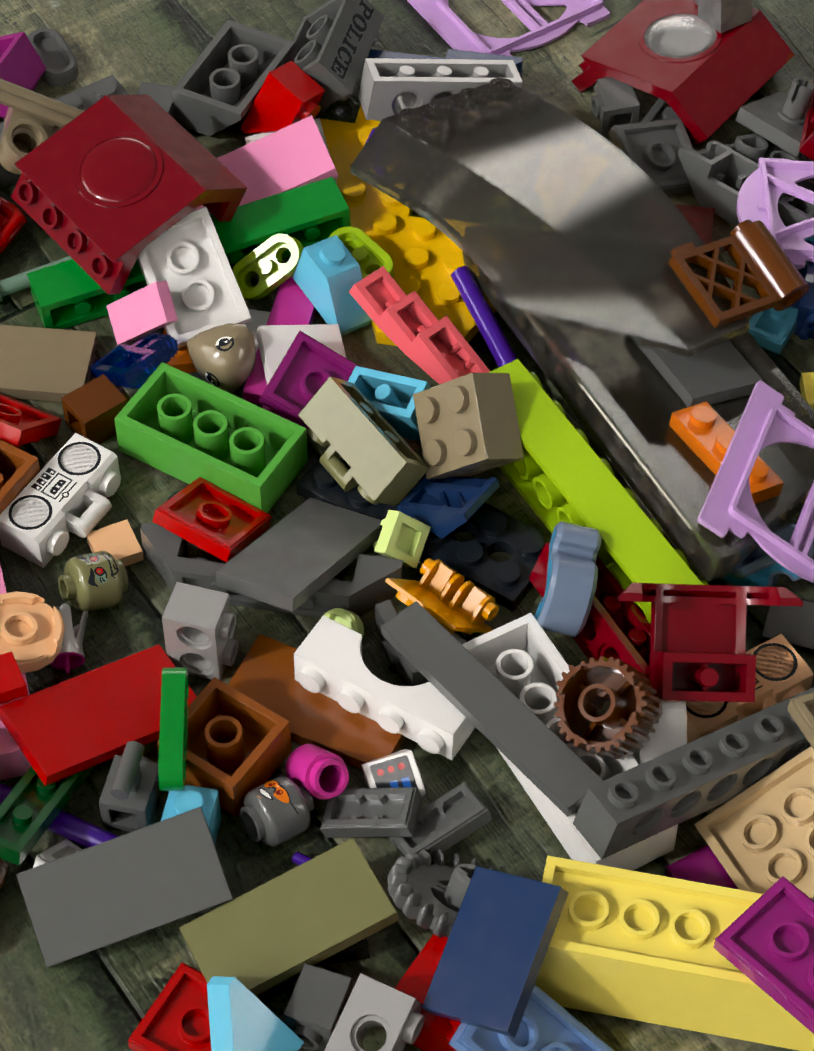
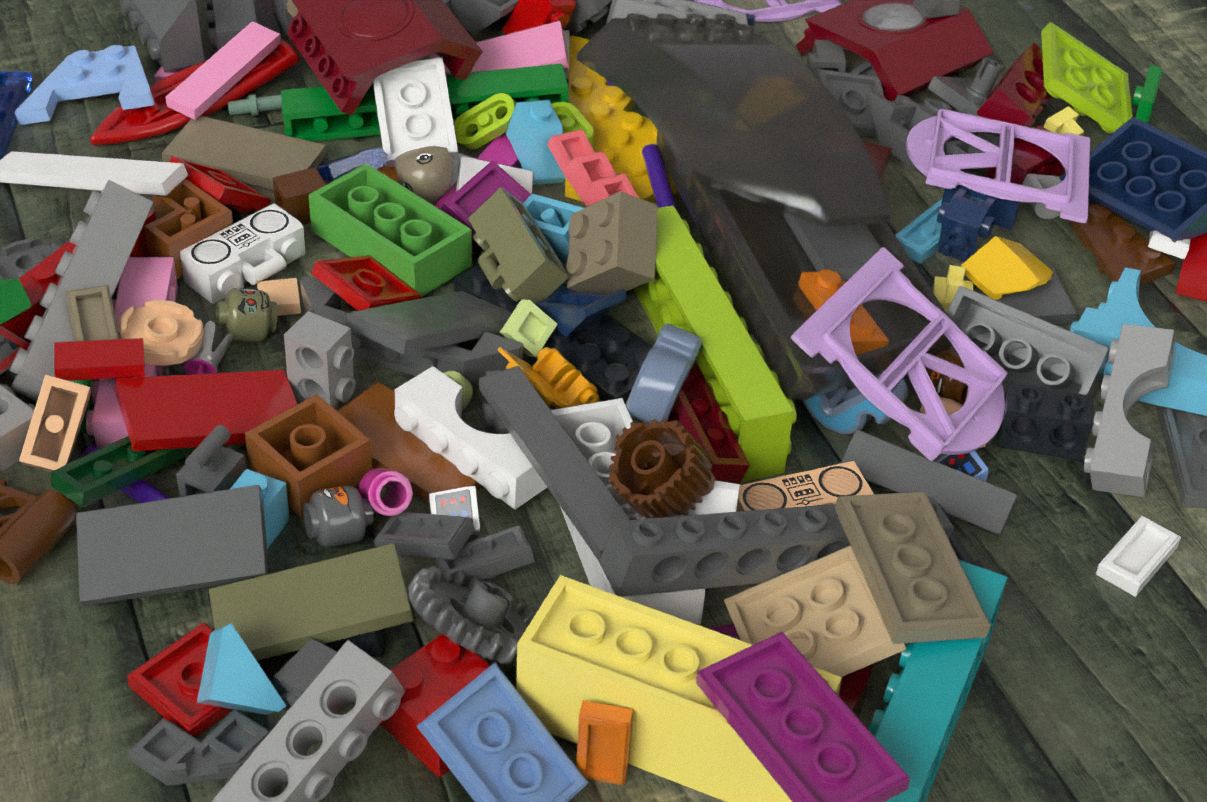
camera: 10 degrees right, 10 degrees down
(142, 312) = (366, 129): bright pink tile -> none
(173, 729) = (259, 421): green beam -> none
(495, 951) = (482, 645): dark blue tile -> none
(627, 1013) = (604, 742): none -> orange tile
(702, 638) = (770, 434): dark red piece -> none
(759, 265) = (911, 171): reddish brown piece -> none

